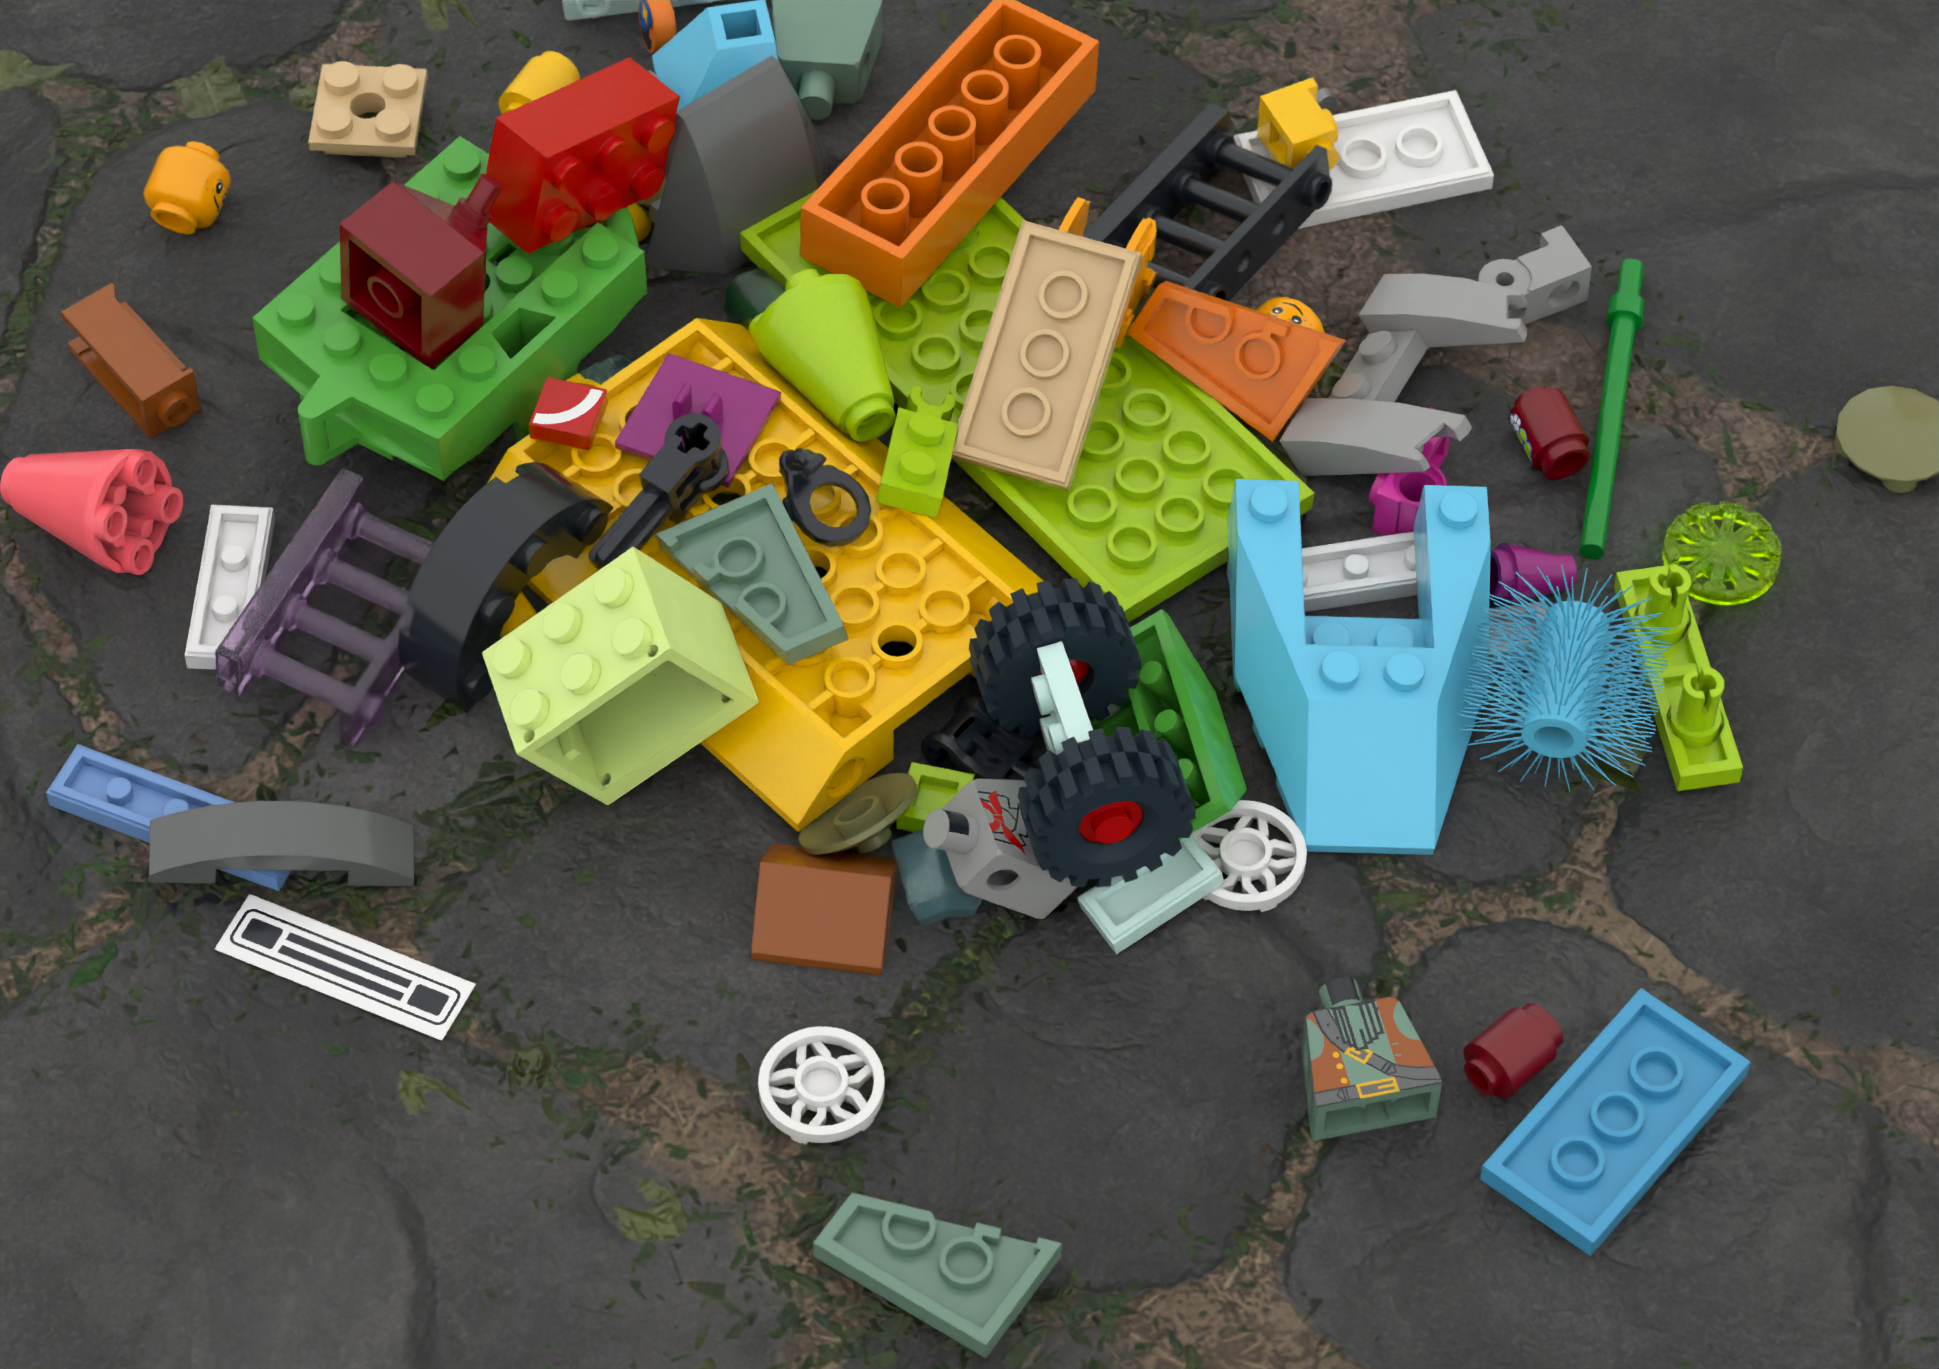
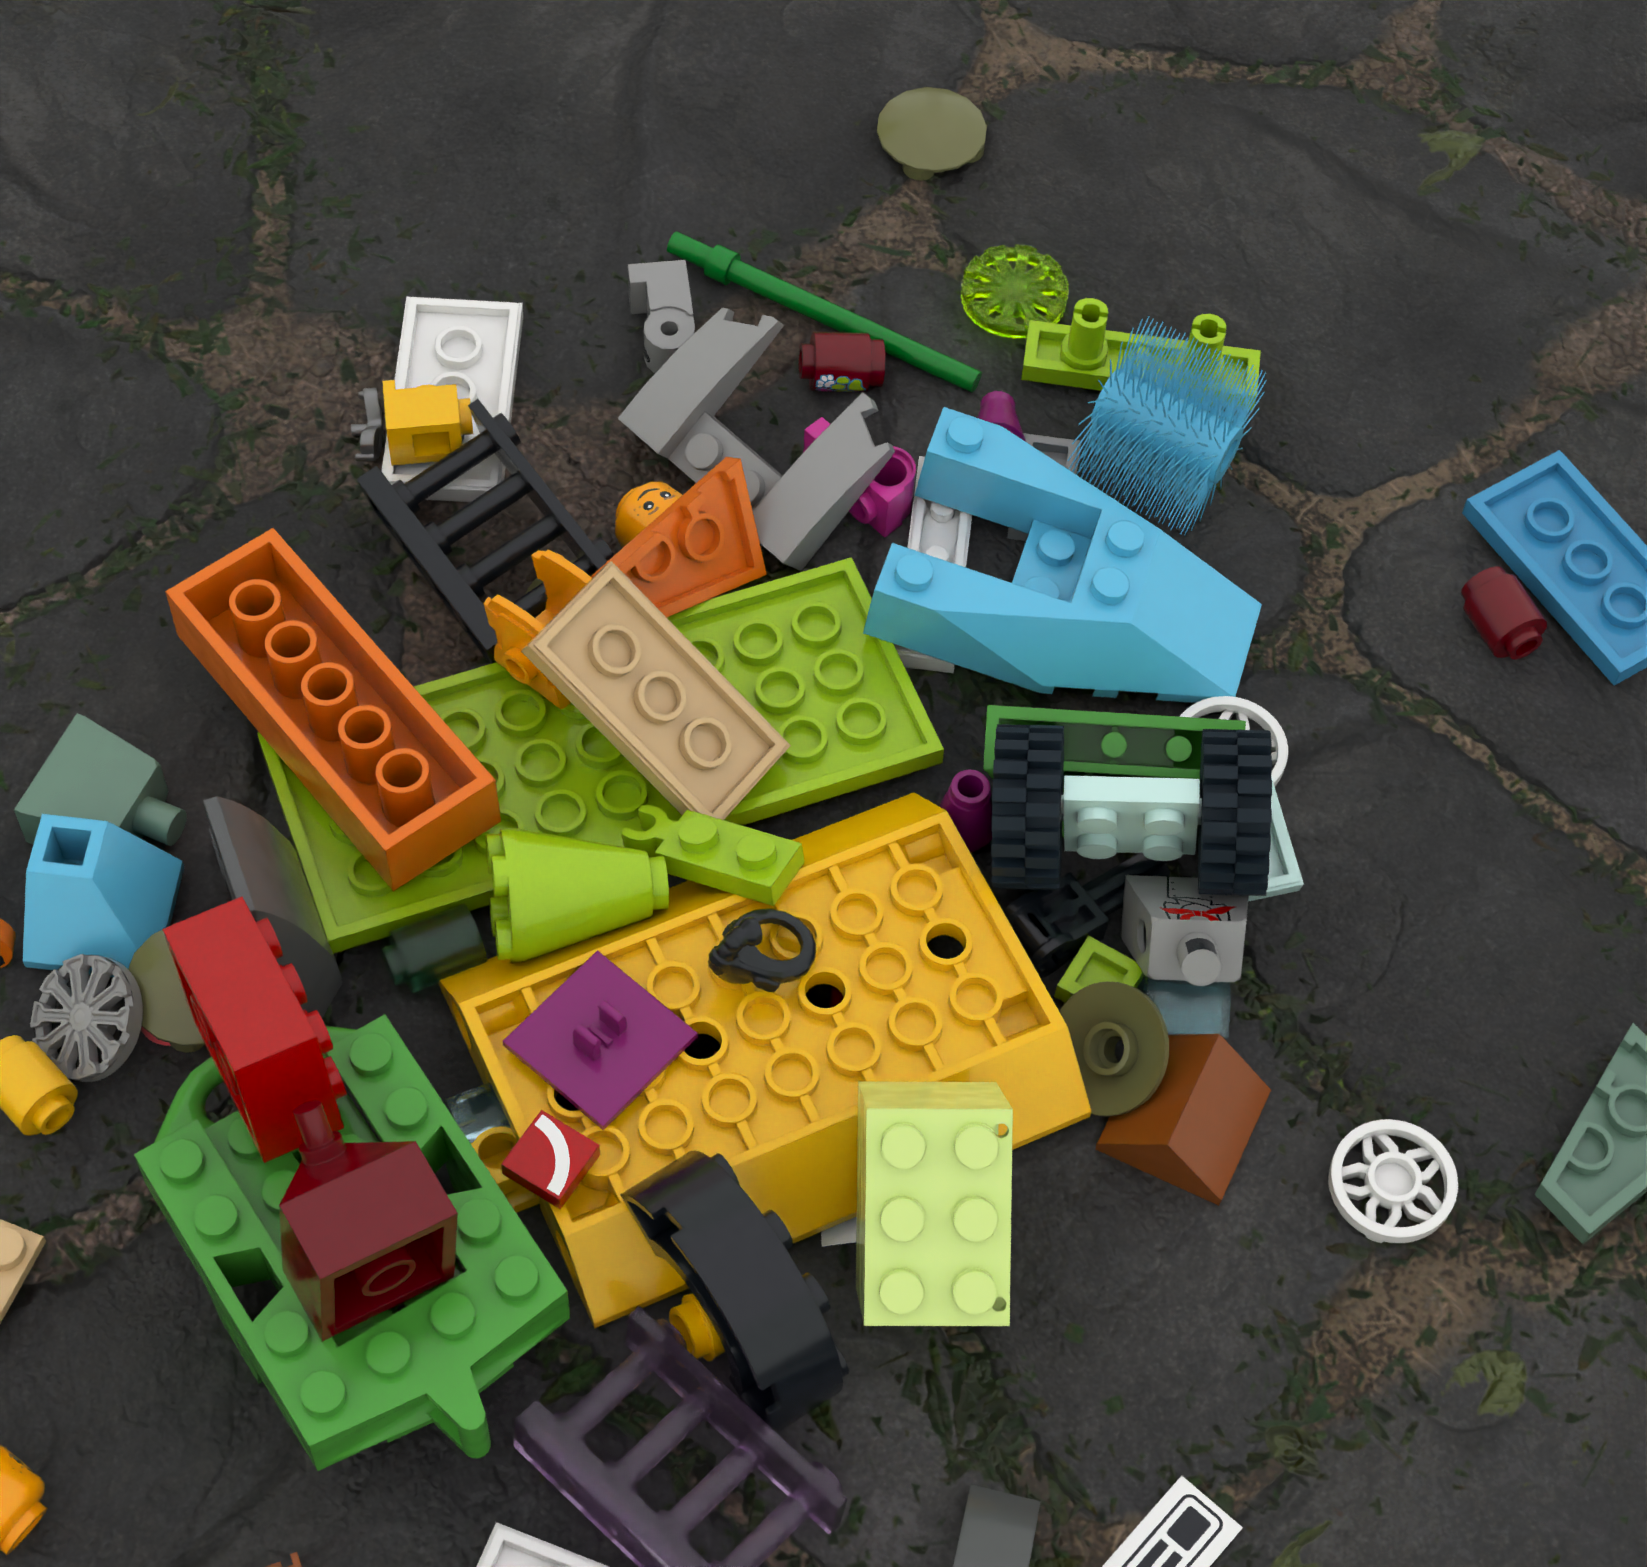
camera: 75 degrees left, 5 degrees up
(669, 484) = (706, 1091): black connector -> none
(759, 572) = (839, 1030): sand green wing -> none
(1364, 1064) = (1489, 729): torso -> none

